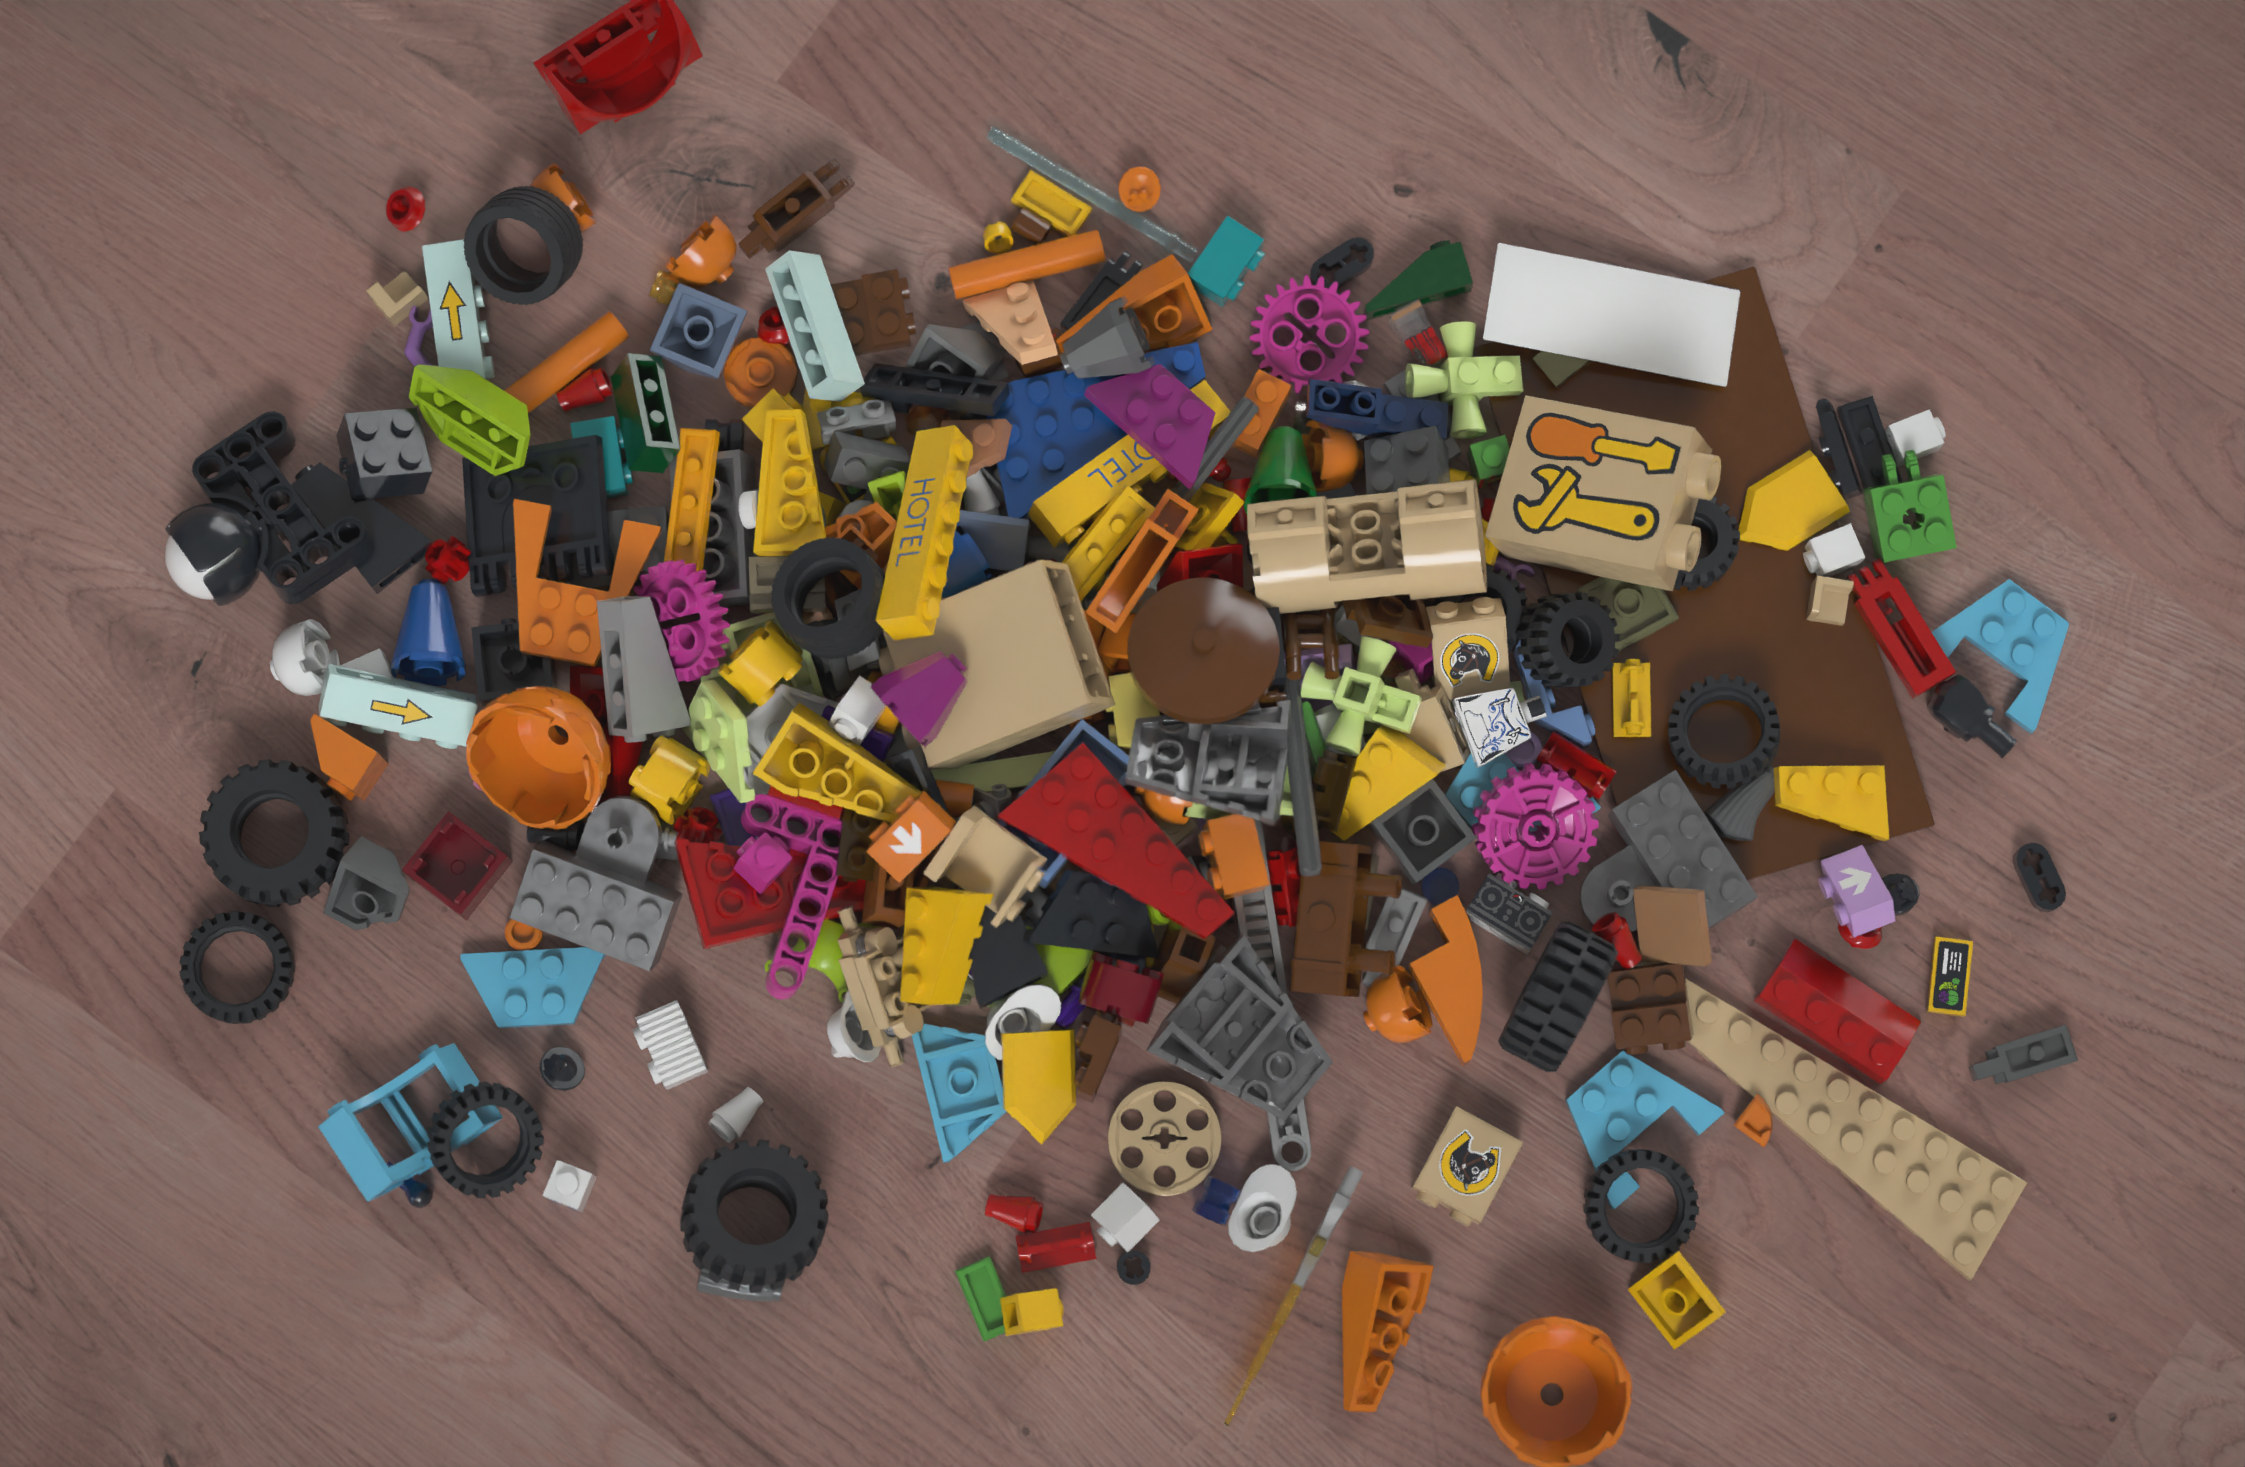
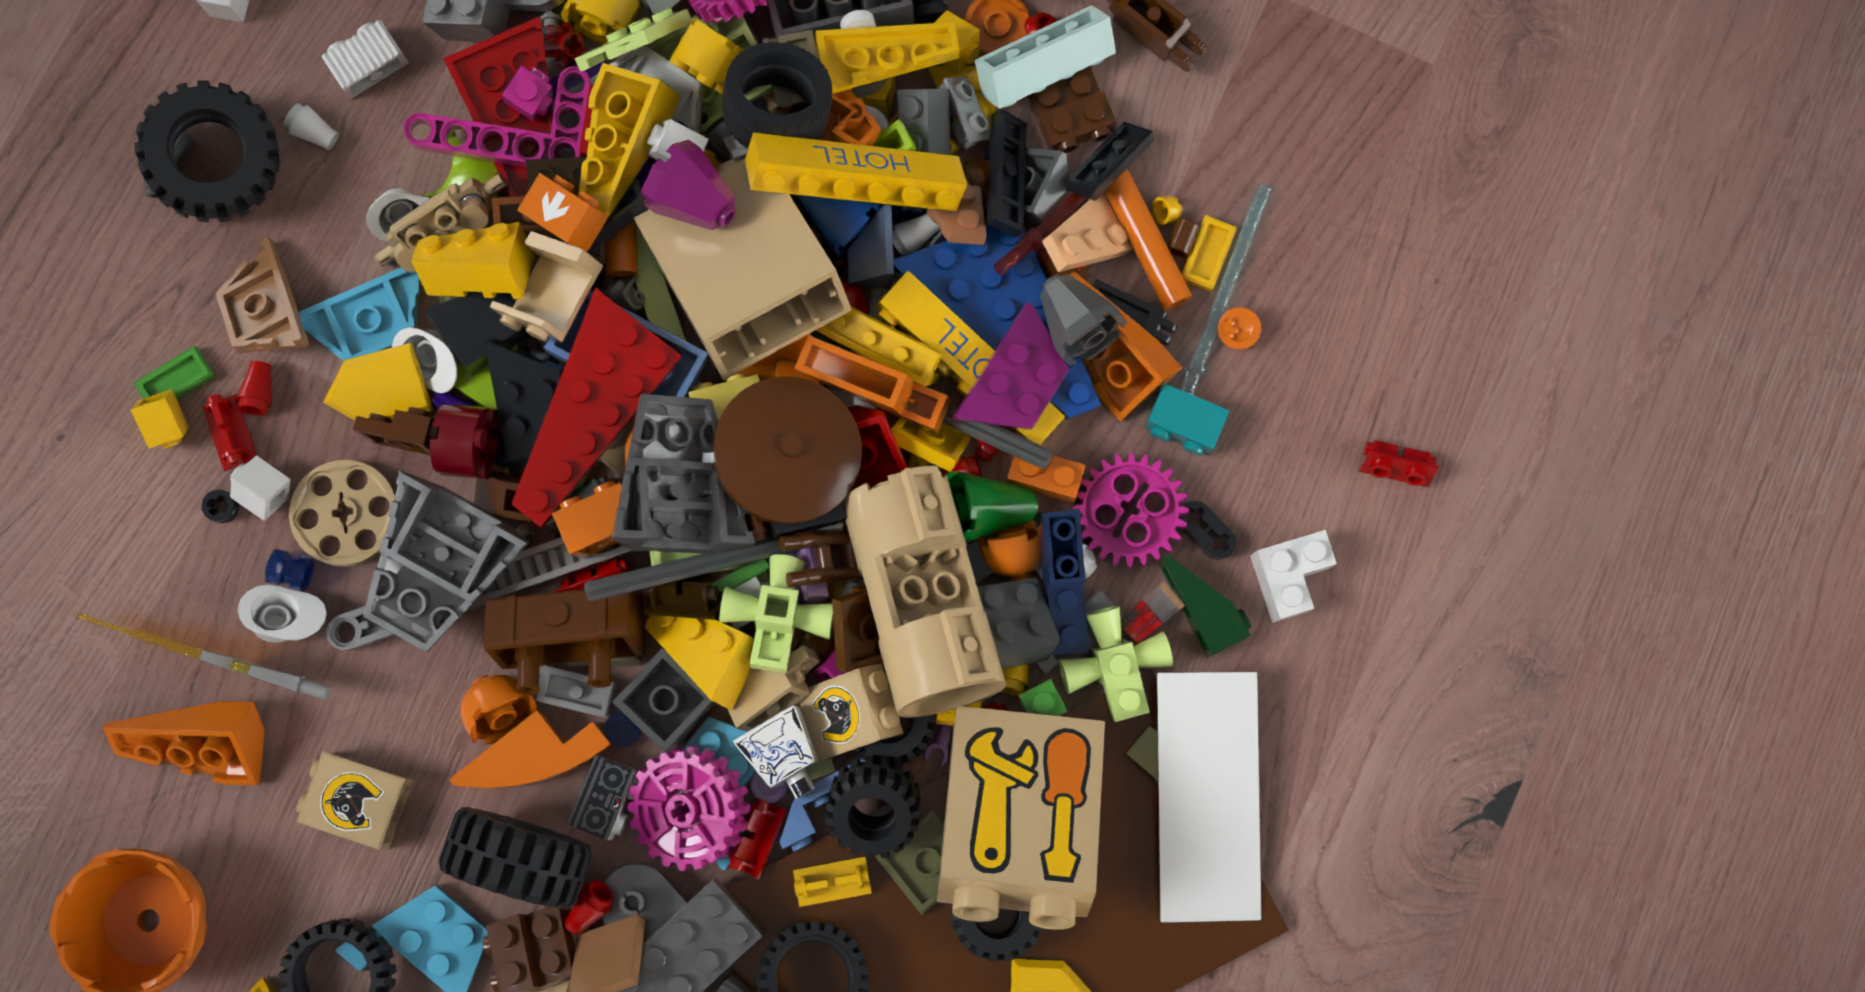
camera: 75 degrees right, 0 degrees up
(927, 1190) = (261, 306): none -> medium nougat wing
(939, 283) = (1109, 161): none -> black tile
(1013, 372) = (1034, 237): none -> clear red sword
(1304, 75) = (1414, 467): none -> red hinge
(1401, 198) = (1283, 569): none -> white brick

